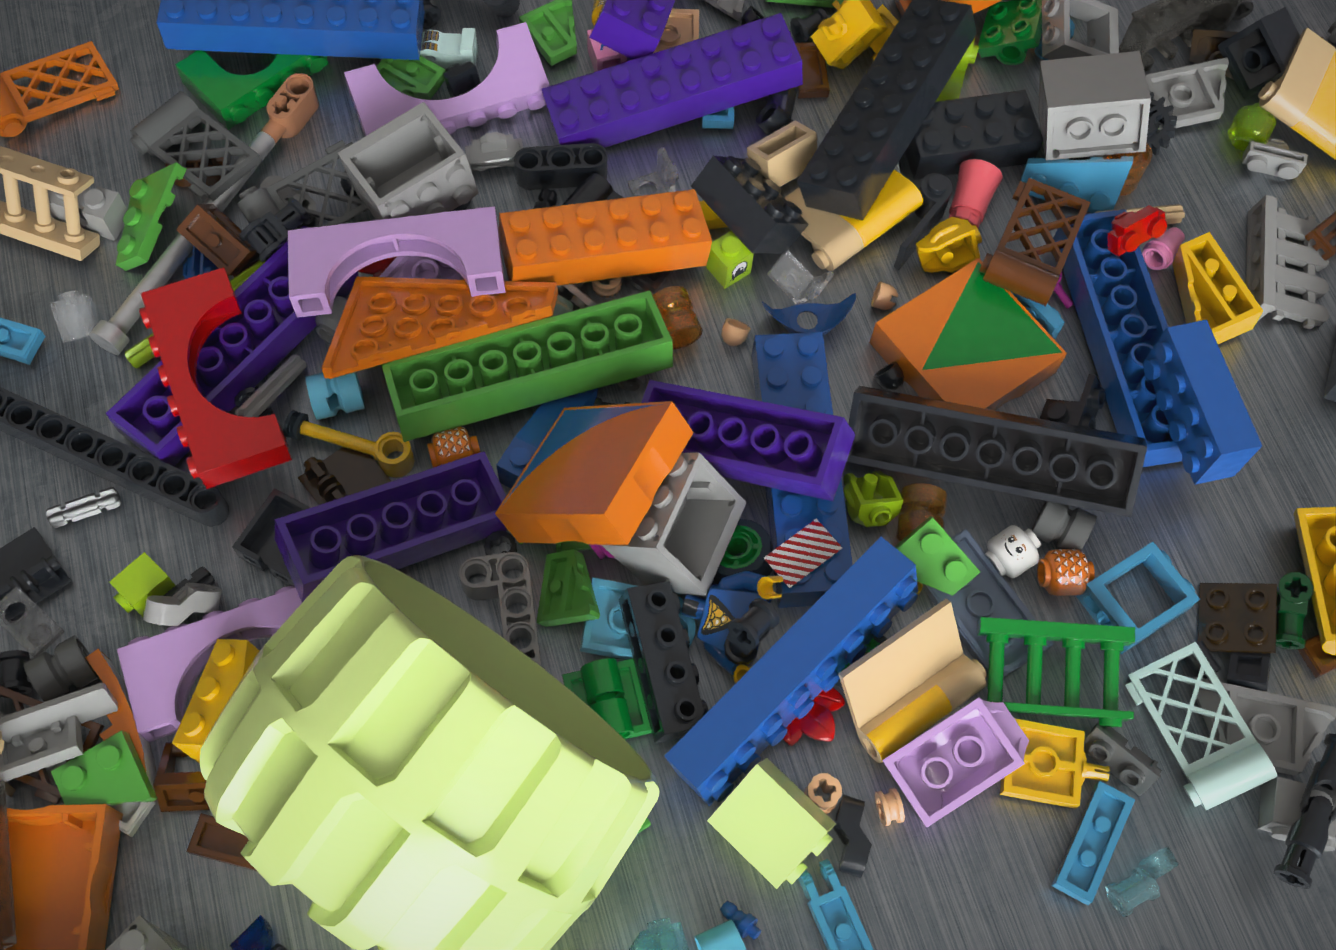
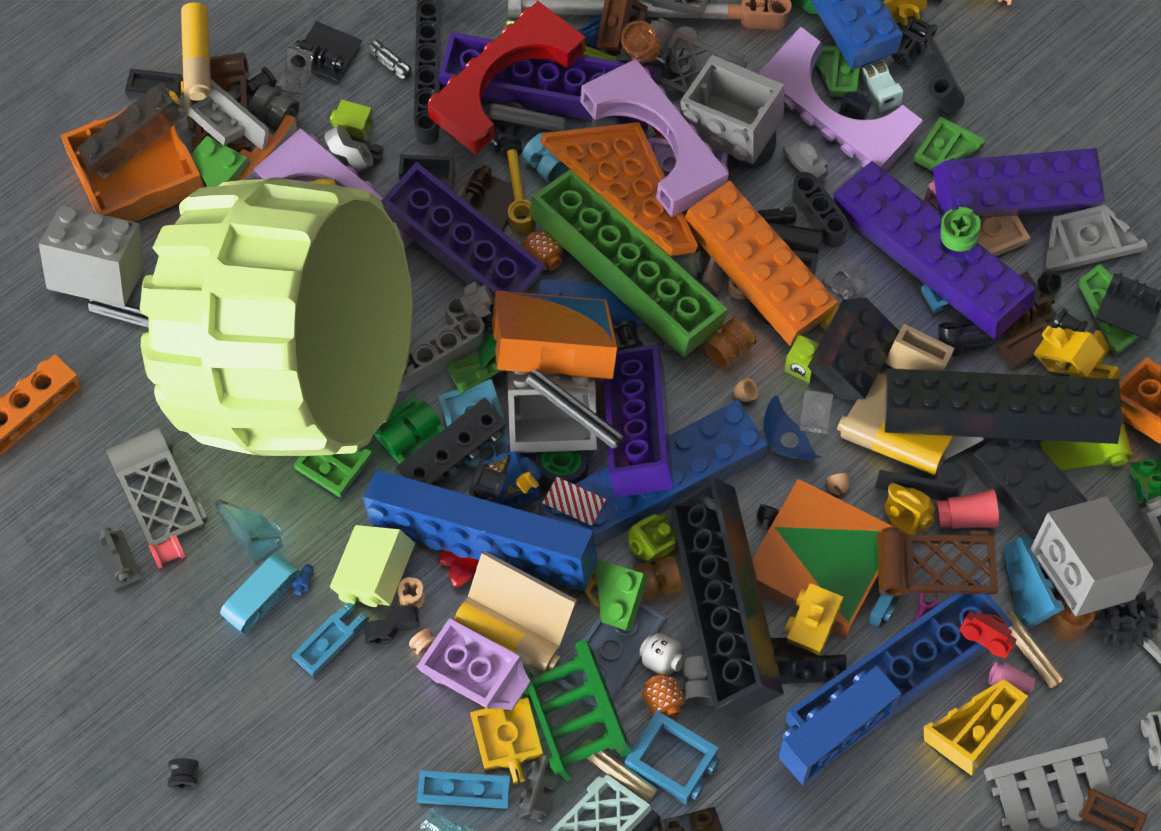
camera: 70 degrees right, 0 degrees up
(272, 212) = (640, 41): none -> clear orange wheel
(489, 542) = (477, 300): none -> light grey gear
(553, 561) = (487, 350): none -> green sticker
(683, 39) = (961, 239): none -> bright green wheel
(718, 485) = (575, 408): none -> axle
(1053, 377) = (814, 618): none -> yellow brick
(1131, 659) = (623, 774): none -> tan axle

